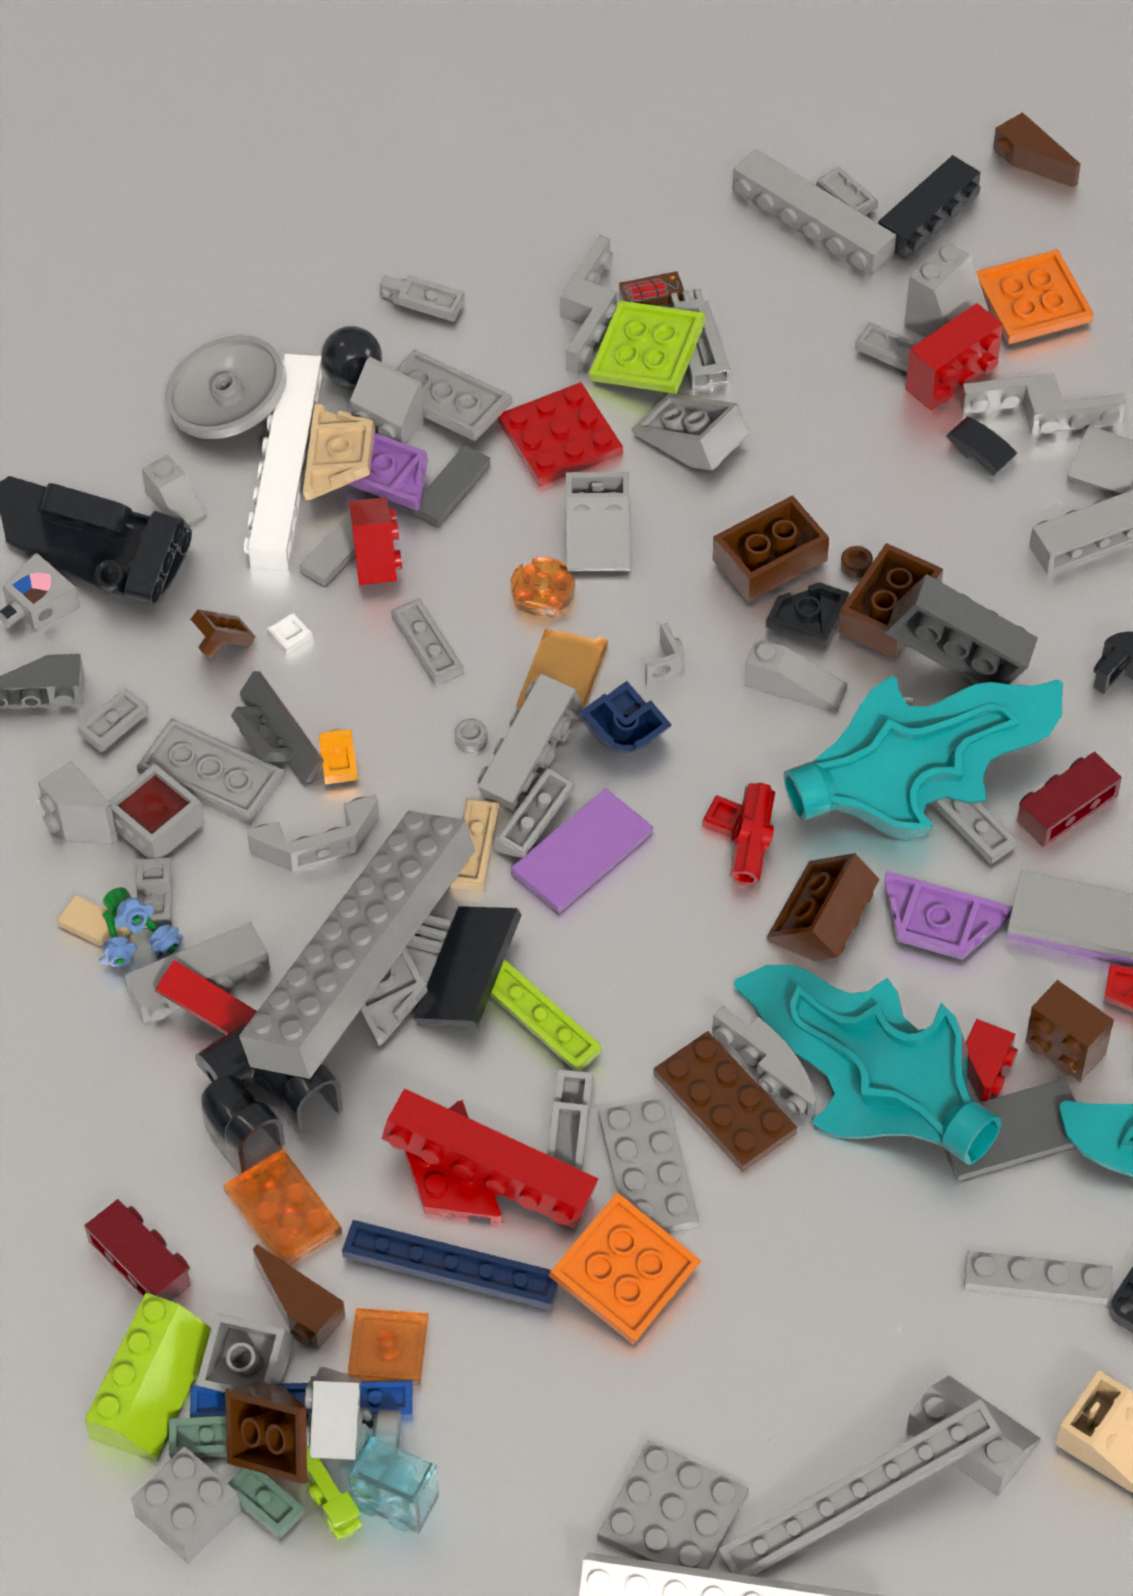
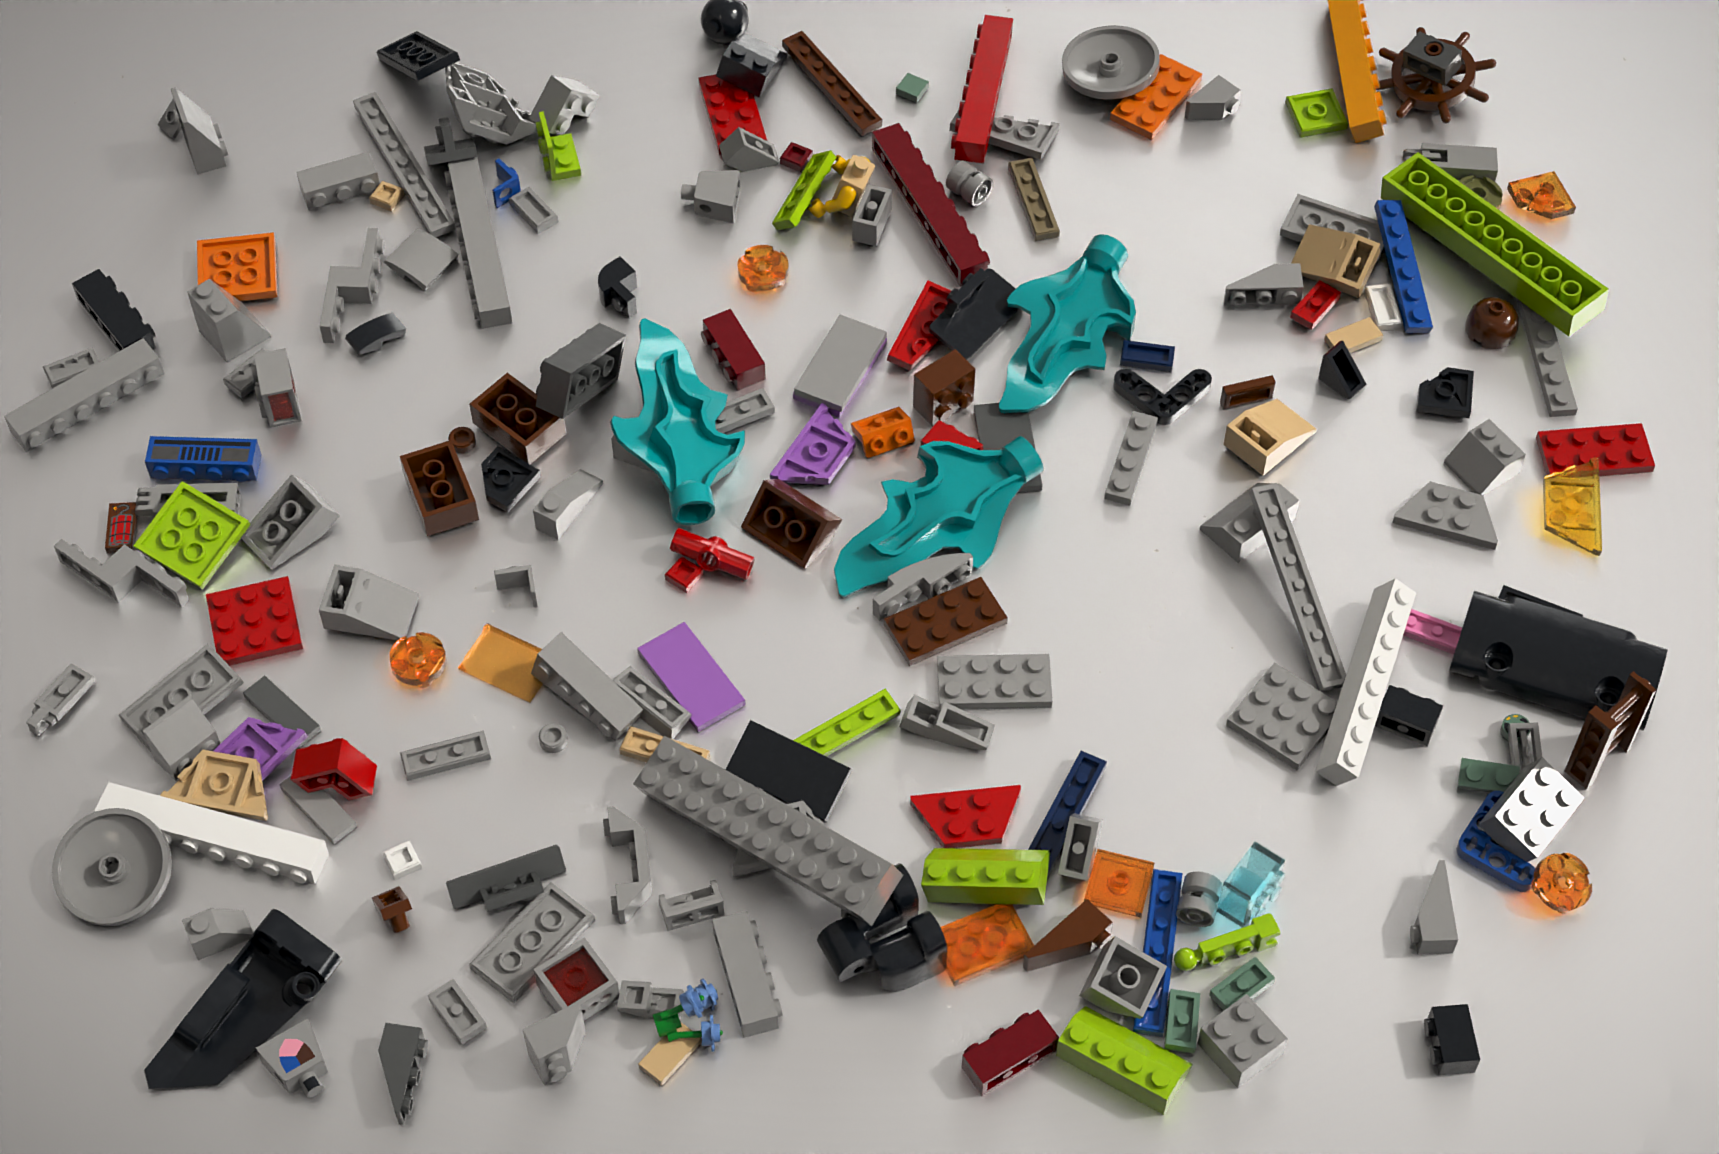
camera: 80 degrees left, 0 degrees up
(203, 999) = (789, 957): red tile -> none
(266, 1431) = (1209, 952): reddish brown slope -> none
(277, 906) = (692, 907): none -> light grey hinge
(334, 1416) = (1200, 906): slope -> none
(338, 756) = (551, 833): light orange bracket -> none
(346, 354) = (113, 760): black brick -> none
(362, 1190) = (986, 876): none -> lime slope
(417, 1283) = (1080, 846): none -> light grey hinge
(489, 1159) = (978, 778): red brick -> none
(624, 720) = (581, 618): dark blue brick -> none
(624, 1268) = (1086, 705): orange plate -> none
(756, 334) = (203, 458): none -> blue brick
(863, 367) = (275, 388): none -> light grey piece
(953, 356) = (290, 325): red brick -> none
(992, 982) = (884, 431): none -> orange bracket
(1033, 150) = (82, 234): reddish brown slope -> none

